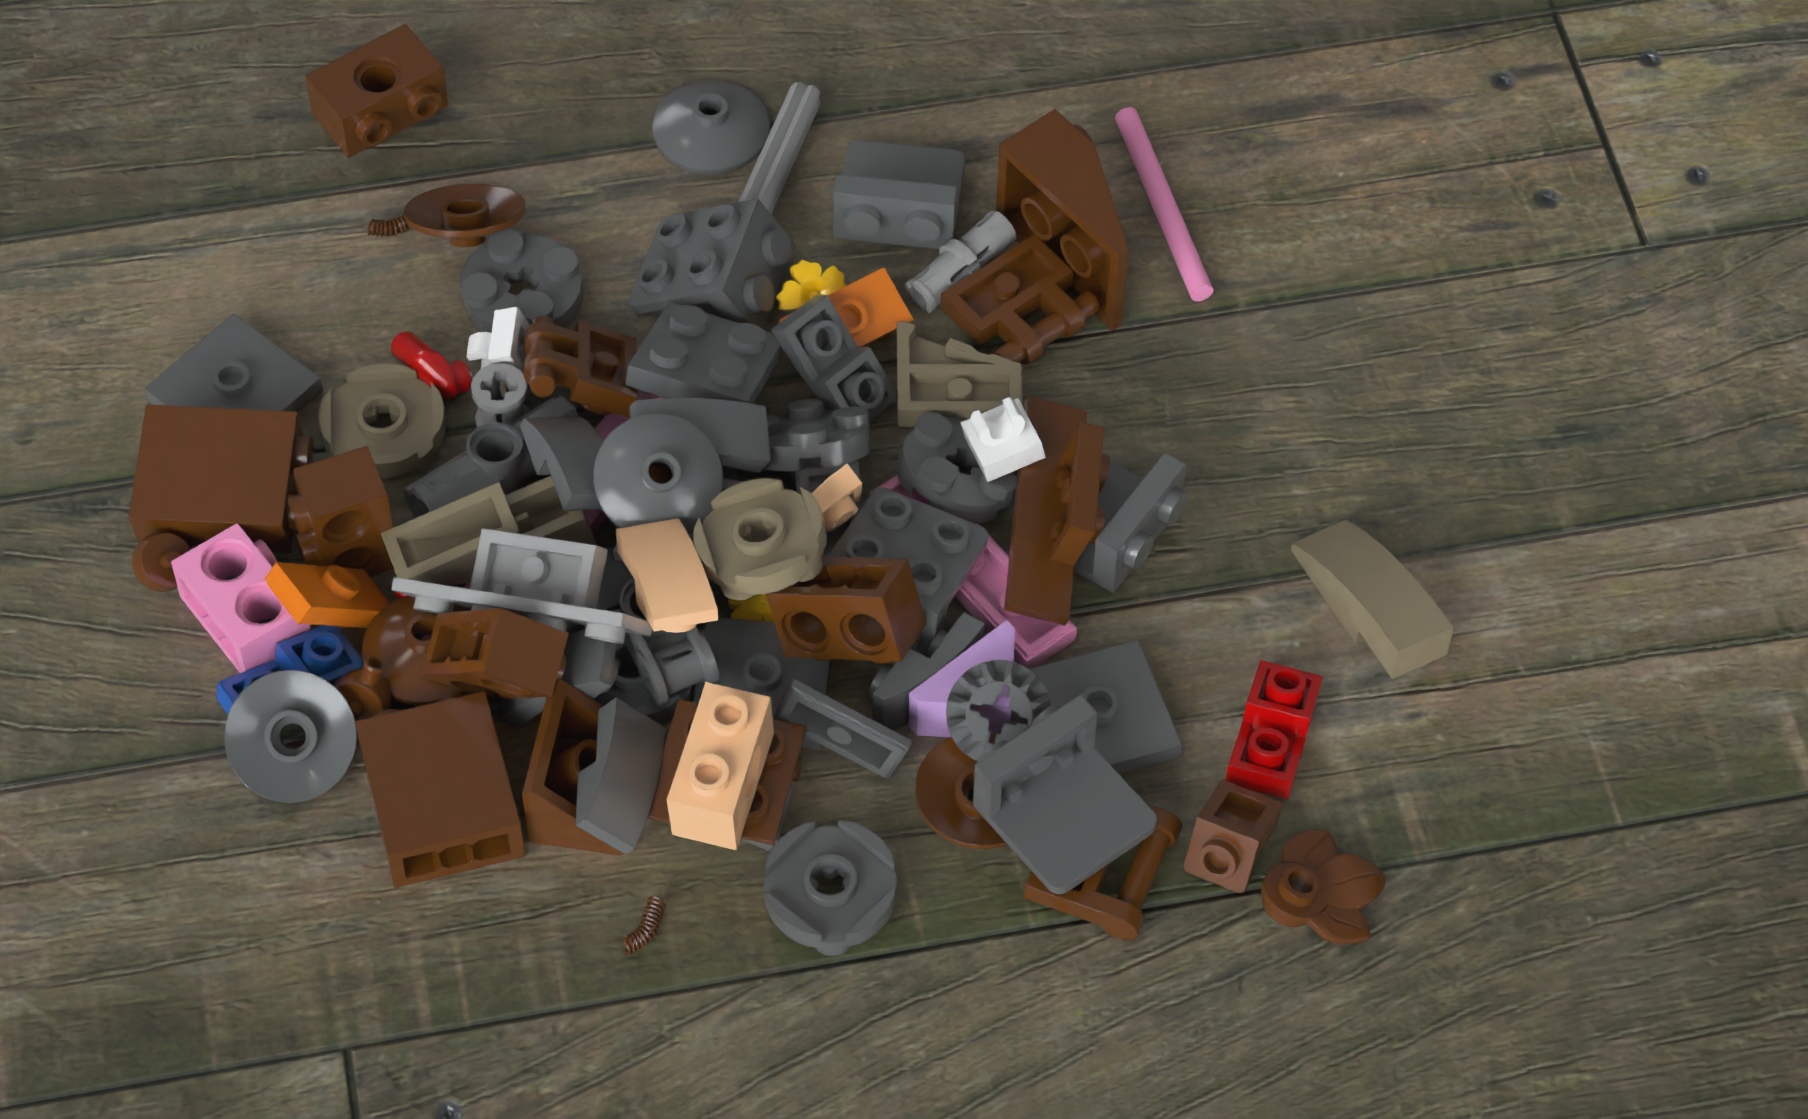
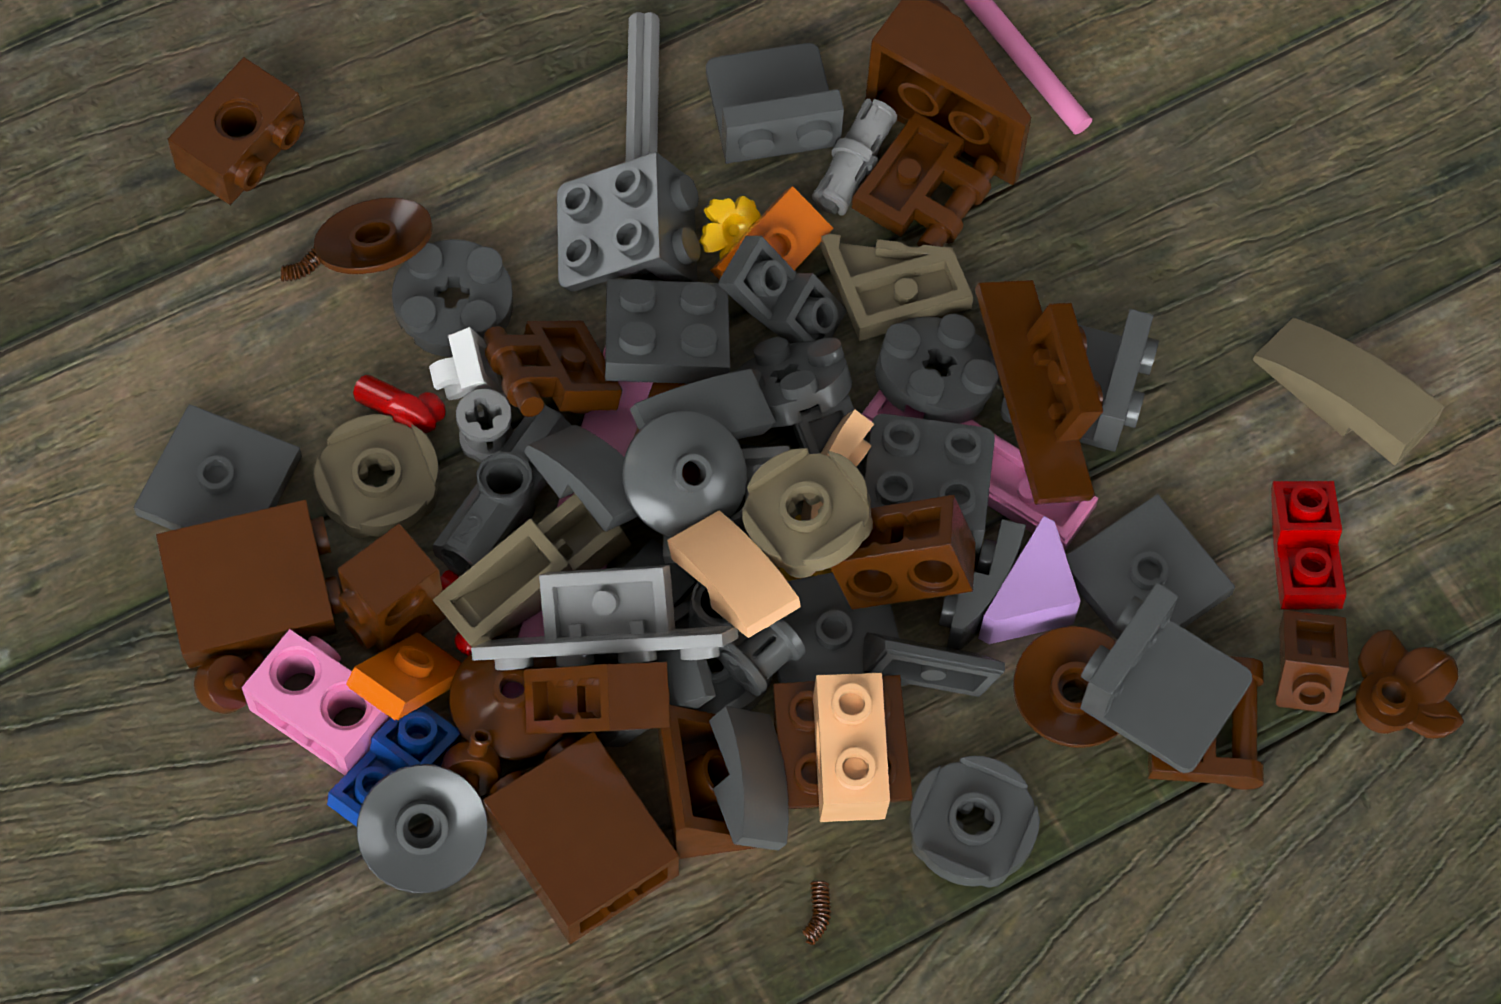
camera: 20 degrees left, 10 degrees up
(711, 127) = (565, 98): dark grey dish -> none
(982, 685) = (1056, 593): dark grey gear -> none
(1002, 439) = (975, 336): white tile -> none

